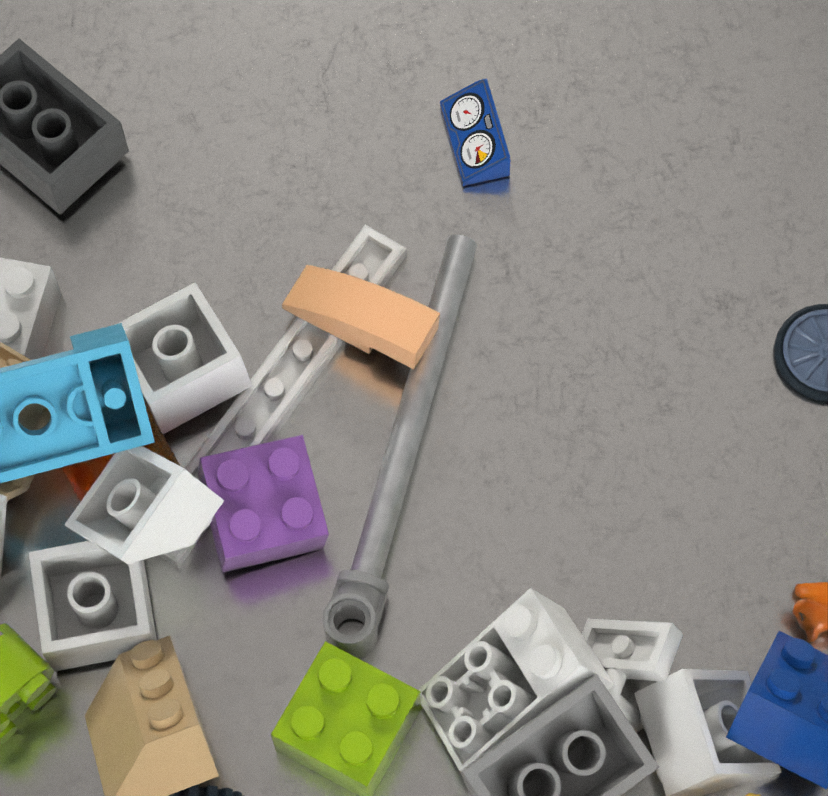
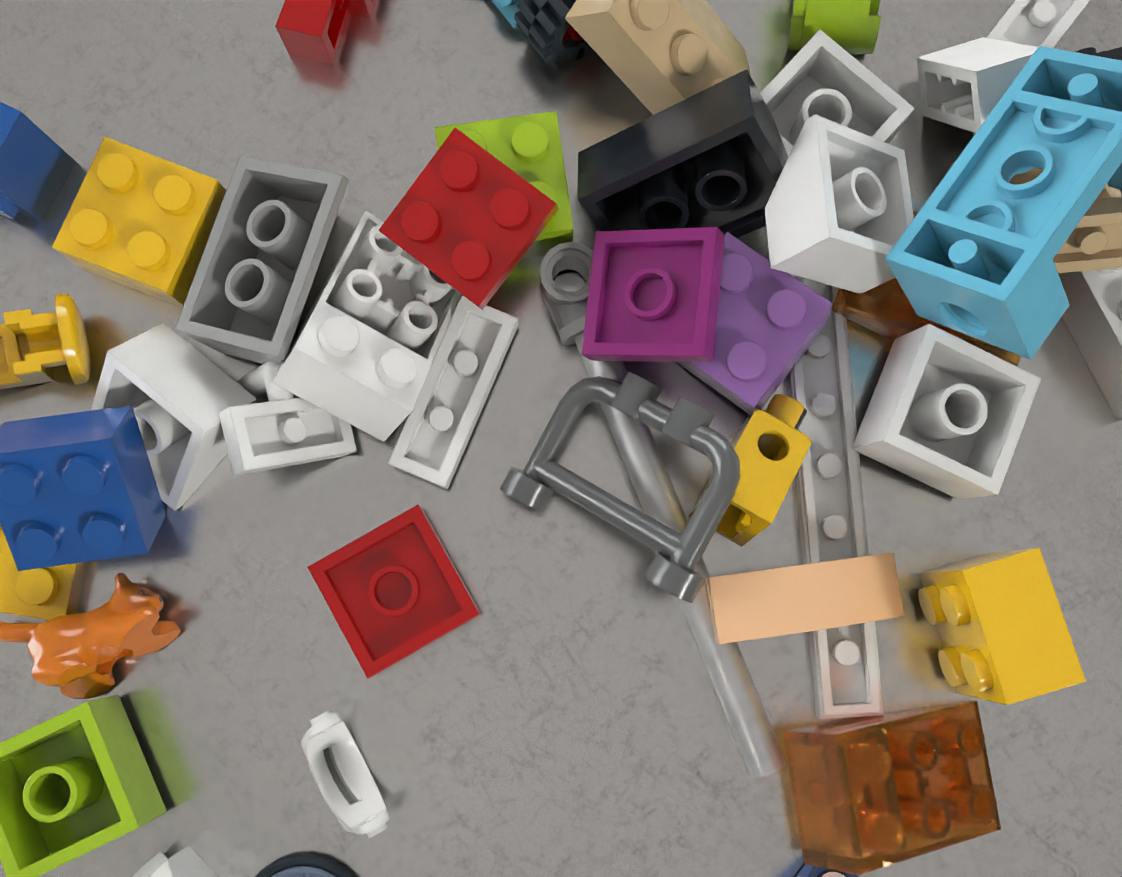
camera: 140 degrees right, 15 degrees up
(220, 622) = (688, 165): none -> black slope
(258, 218) = (1000, 627): none -> yellow brick
(311, 546) = (654, 295): none -> magenta plate
(330, 408) = (769, 460): none -> yellow torso
(359, 449) = (685, 423): none -> dark grey bar
(394, 691) = (469, 218): none -> red plate
(395, 184) = (890, 786): none -> clear orange slope
(462, 618) = (454, 393): none -> white plate
(626, 506) = (393, 591): none -> red plate
(739, 386) = (368, 812): none -> white helmet

